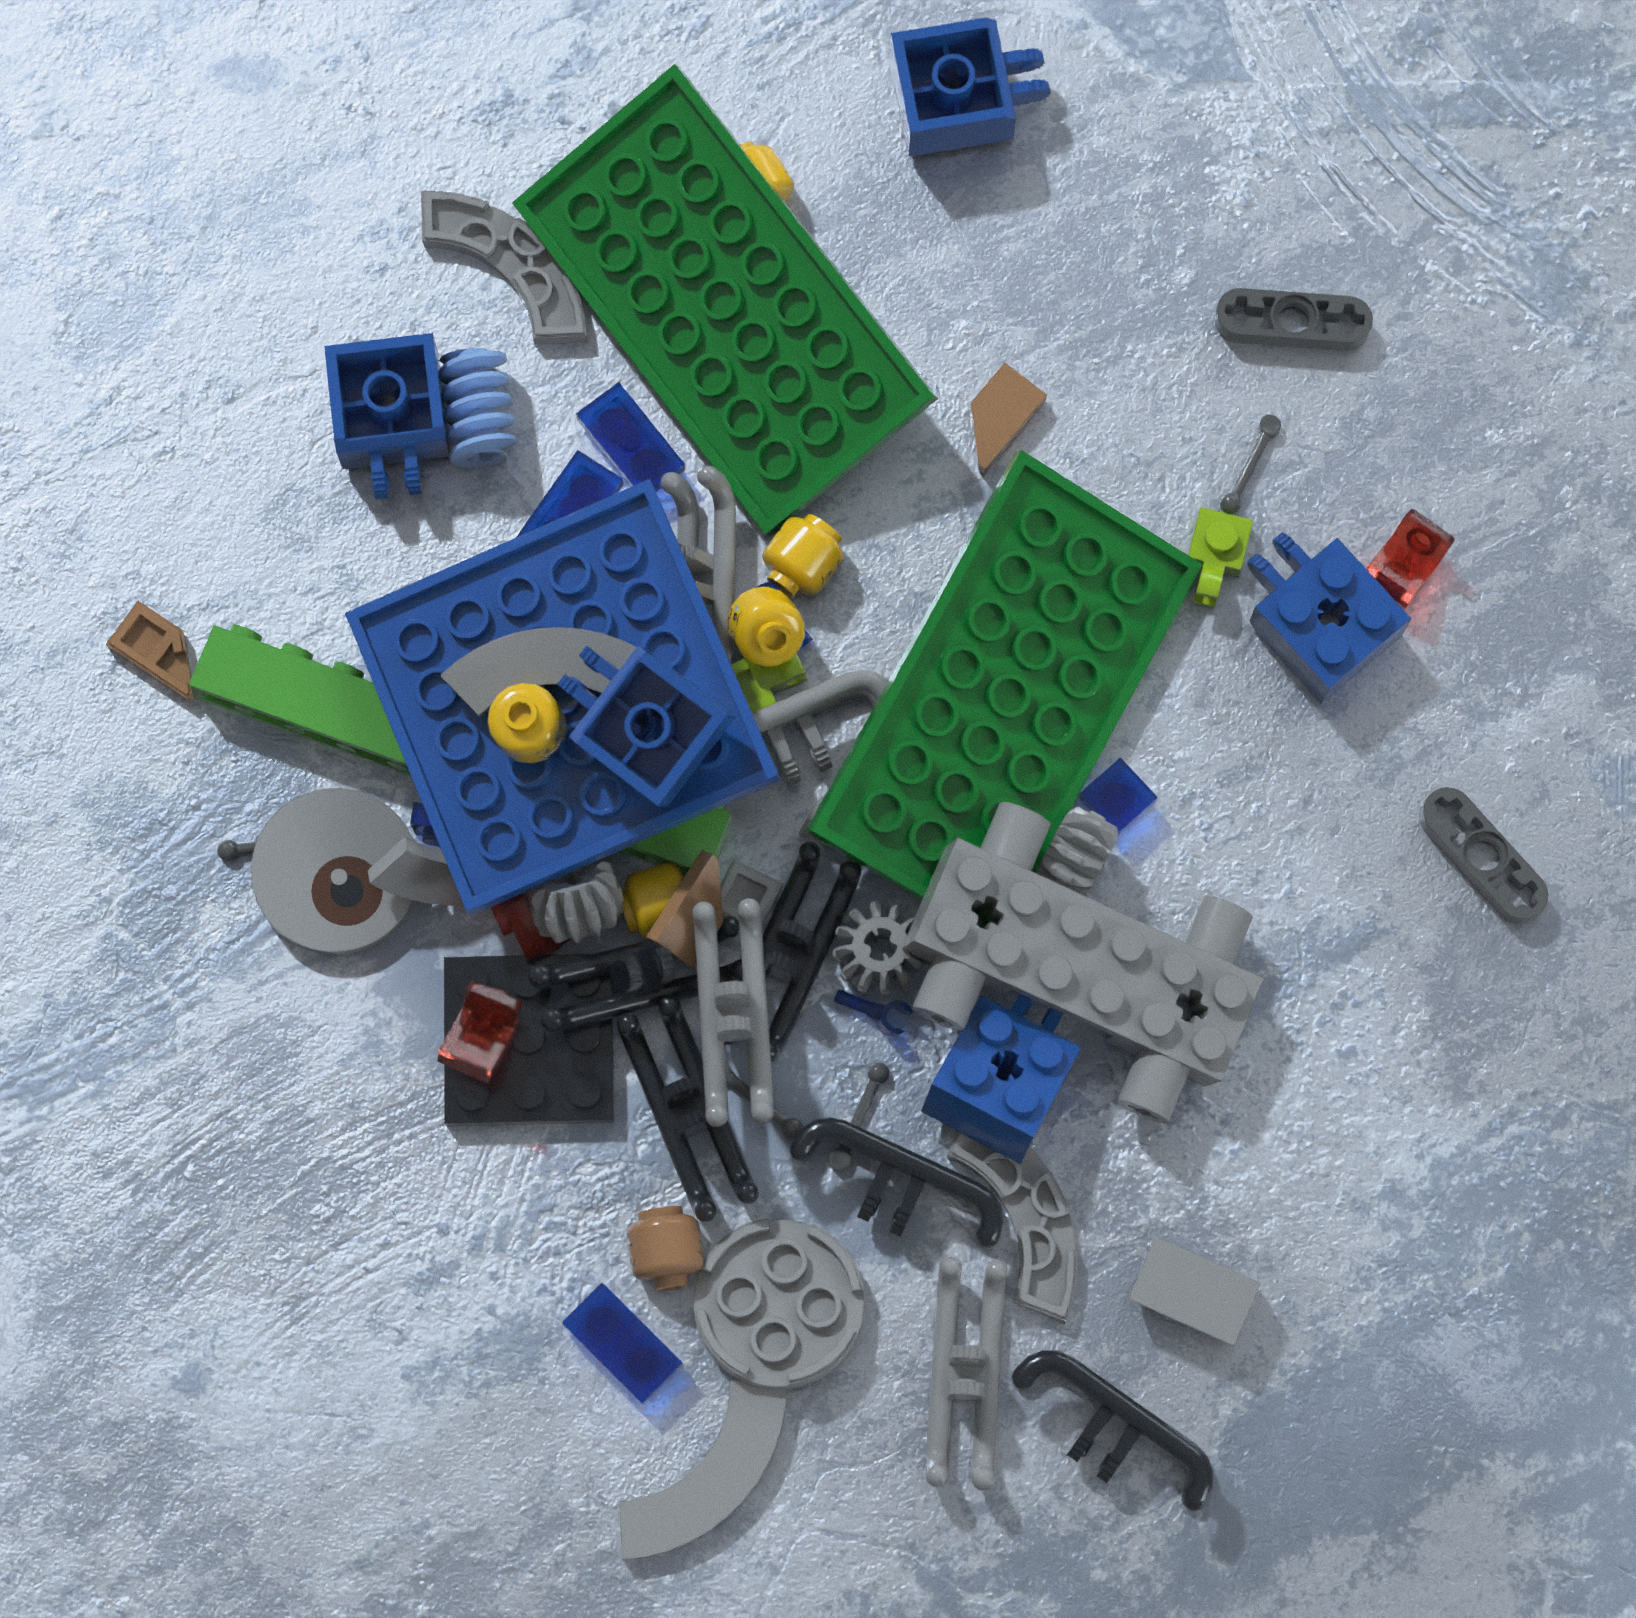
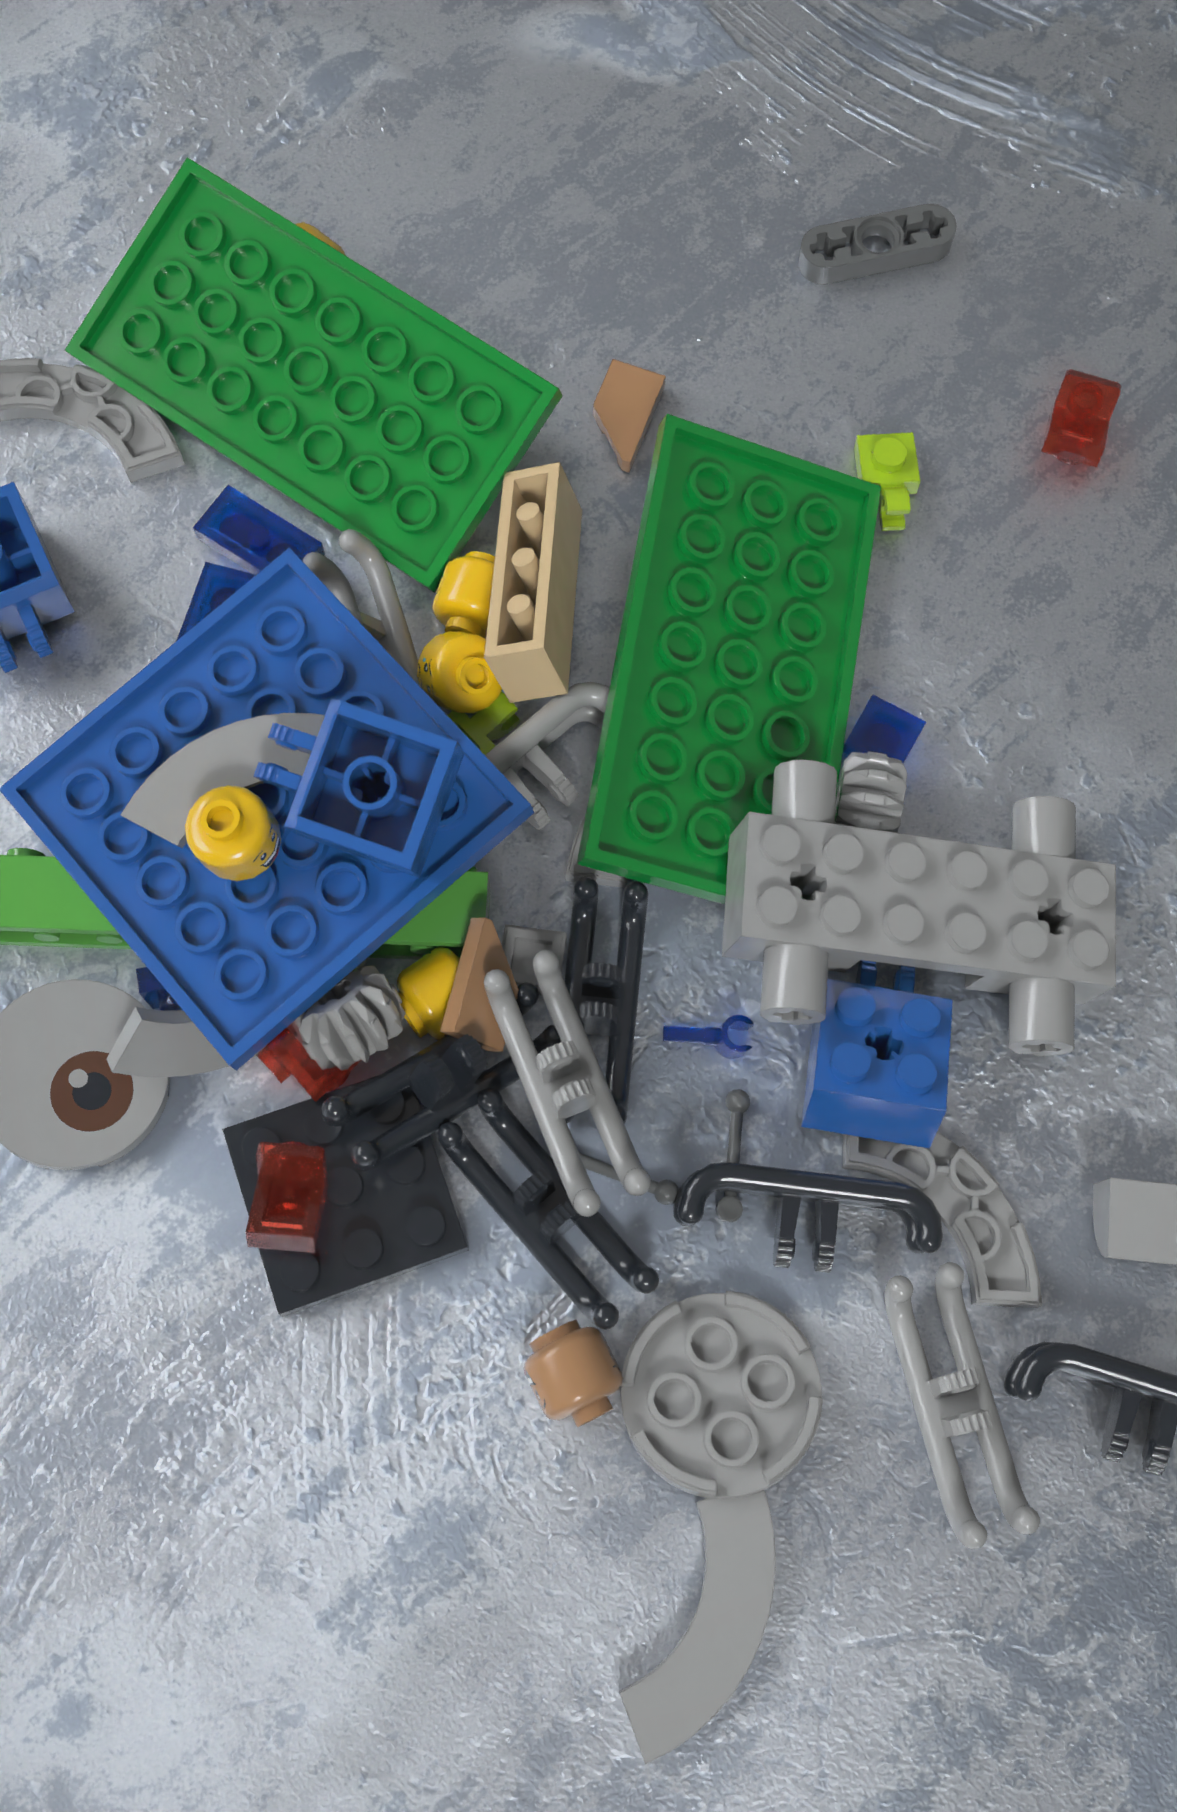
camera: 20 degrees left, 5 degrees down
(474, 407) = (87, 551): light blue piece -> none
(622, 1343) = (561, 1501): clear blue plate -> none
(855, 565) = (534, 584): none -> tan brick
(860, 953) = (673, 974): light grey gear -> none
(972, 61) = (478, 119): blue hinge -> none
(1268, 428) = (890, 349): dark grey hinge -> none
(1331, 585) = (1022, 497): blue hinge -> none

